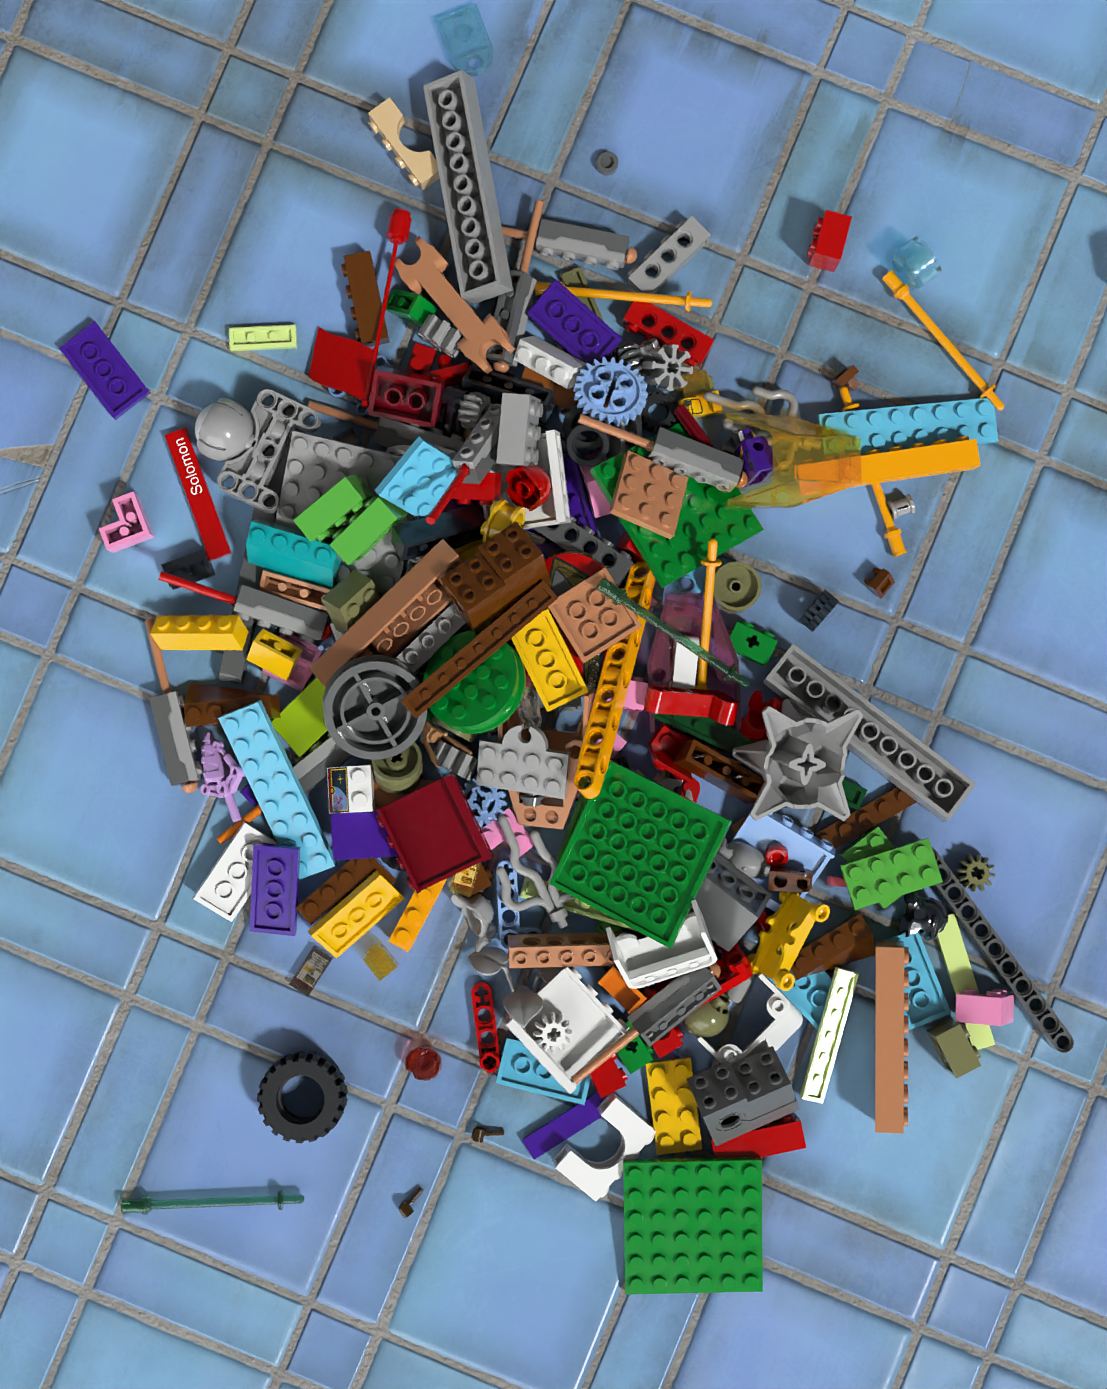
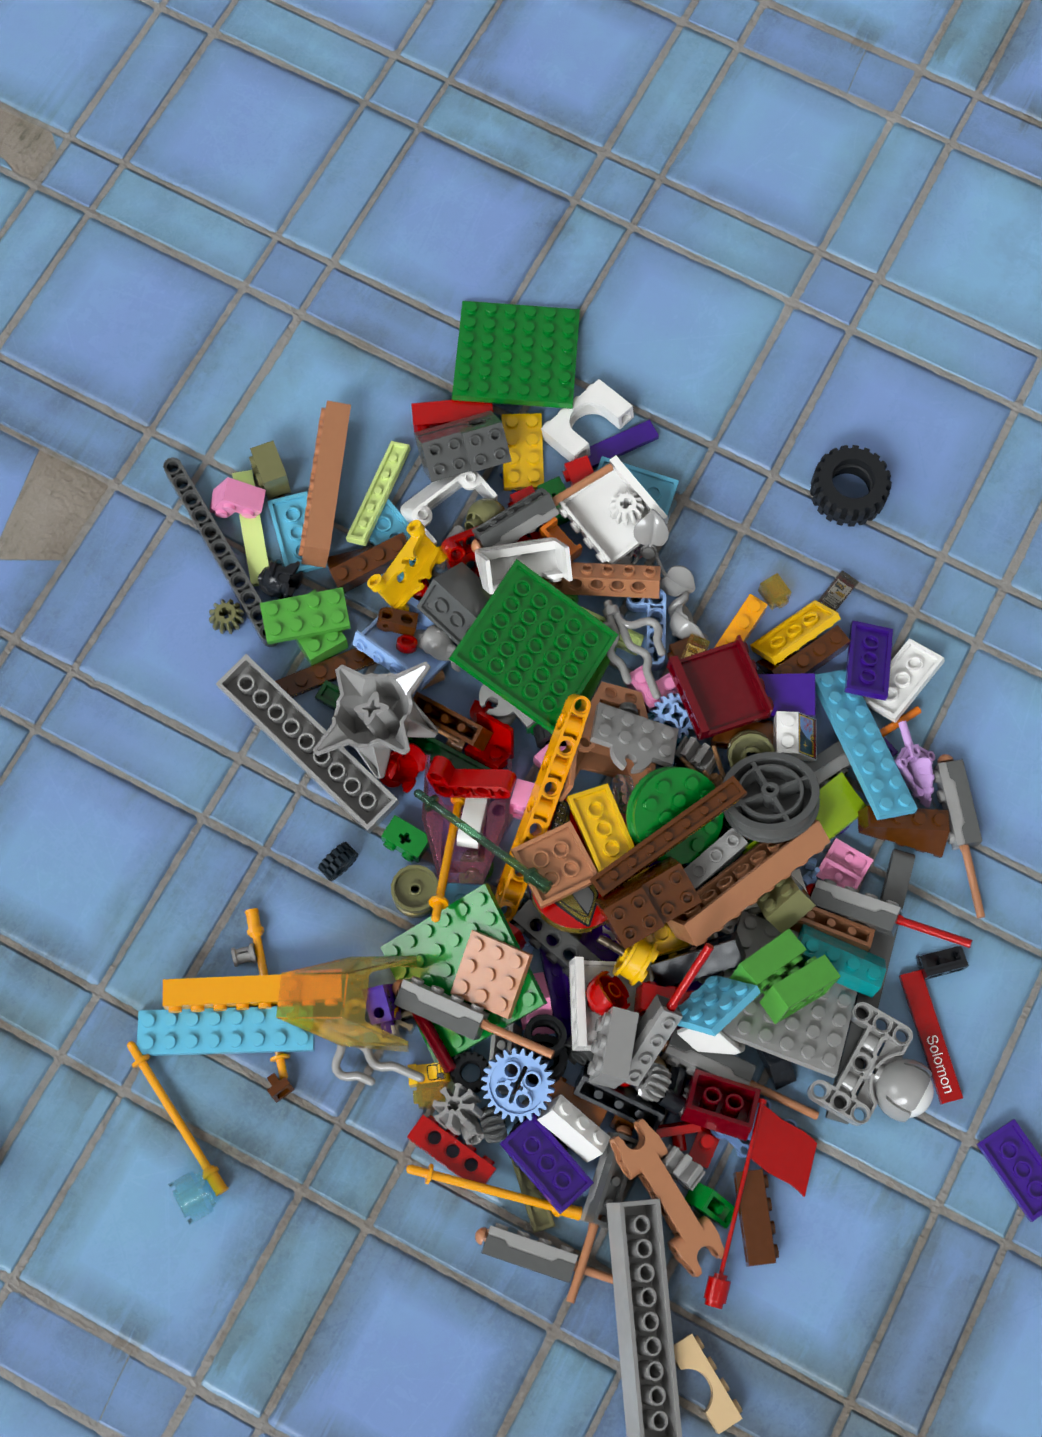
camera: 175 degrees left, 15 degrees down
(131, 528) = (996, 1008): bright pink brick -> none
(146, 1204) = (990, 415): clear green bar -> none
(199, 632) = (933, 895): yellow brick -> none
(263, 337) = (861, 1190): yellowish green tile -> none
(274, 654) = (861, 869): yellow brick -> none
(405, 1207) = (764, 392): dark brown hand -> none
(423, 1063) = (741, 504): clear red hair -> none
(479, 1133) = (695, 446): dark brown hand -> none
(482, 1026) = (680, 531): red beam -> none
(606, 163) = (495, 1343): dark grey tile -> none
(687, 229) = (411, 1248): light grey brick -> none
(830, 240) = (277, 1228): red brick -> none
(835, 881) = (355, 620): coral tile -> none
(881, 583) = (273, 883): reddish brown tile -> none

